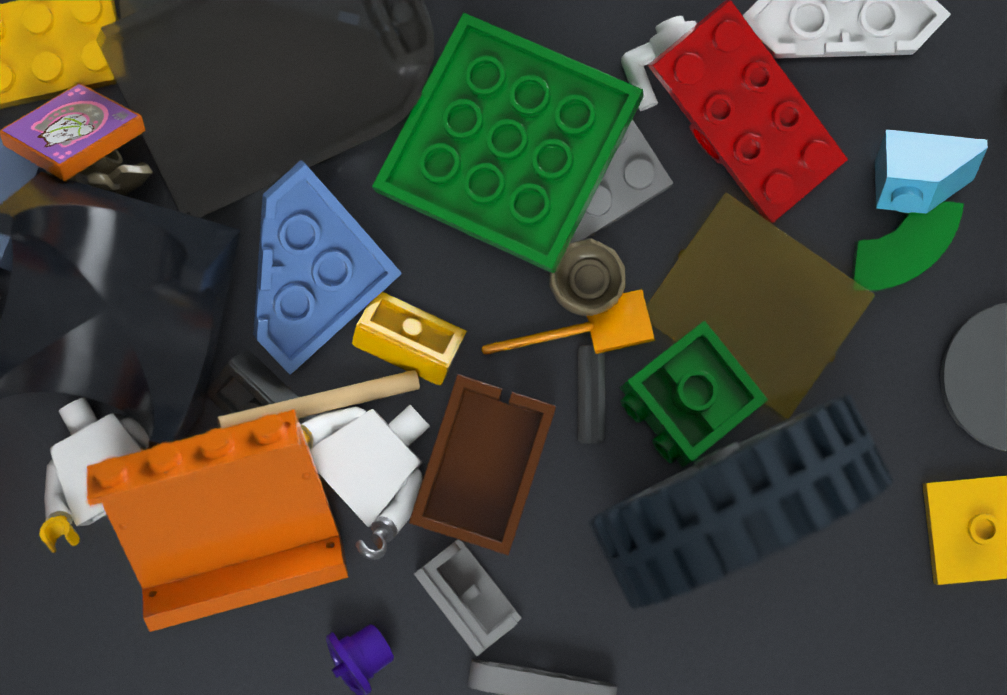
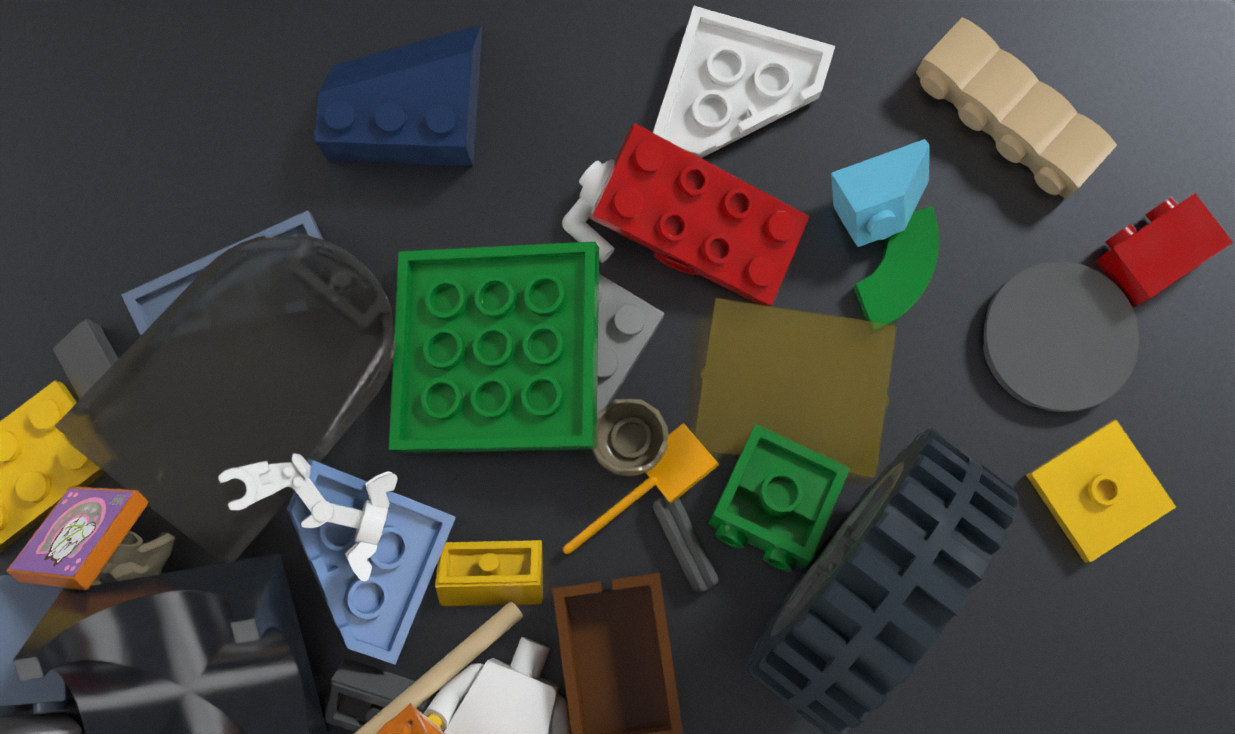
camera: 25 degrees left, 5 degrees down
(329, 240) = (266, 479): none -> white piece

